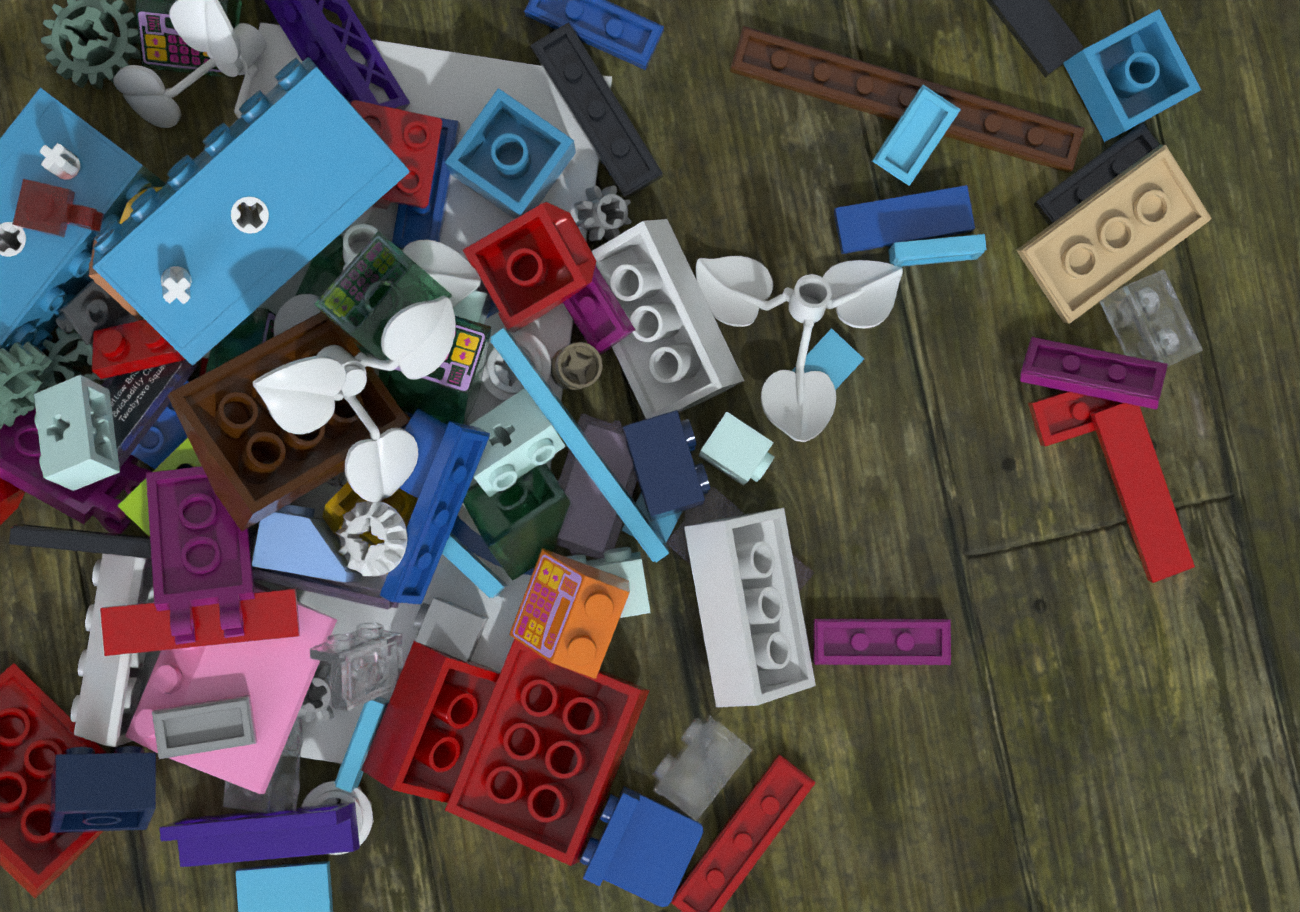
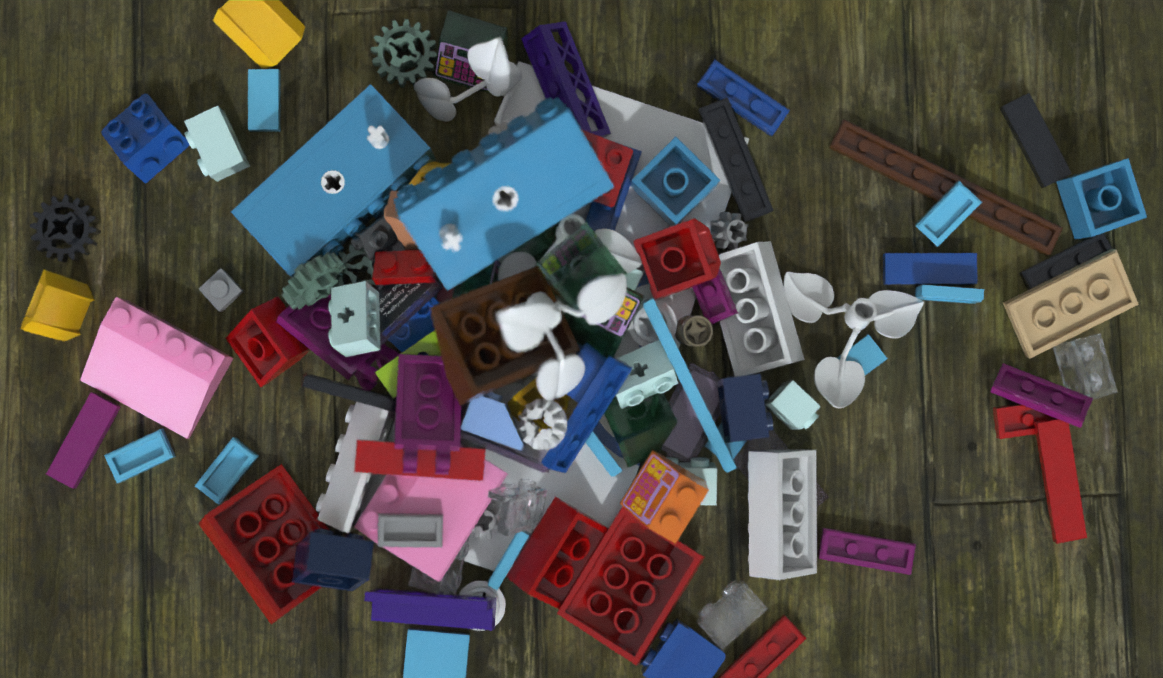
camera: 10 degrees right, 0 degrees up
(51, 208) = (365, 167): clear red plate -> none
(449, 628) = (579, 492): light grey brick -> none

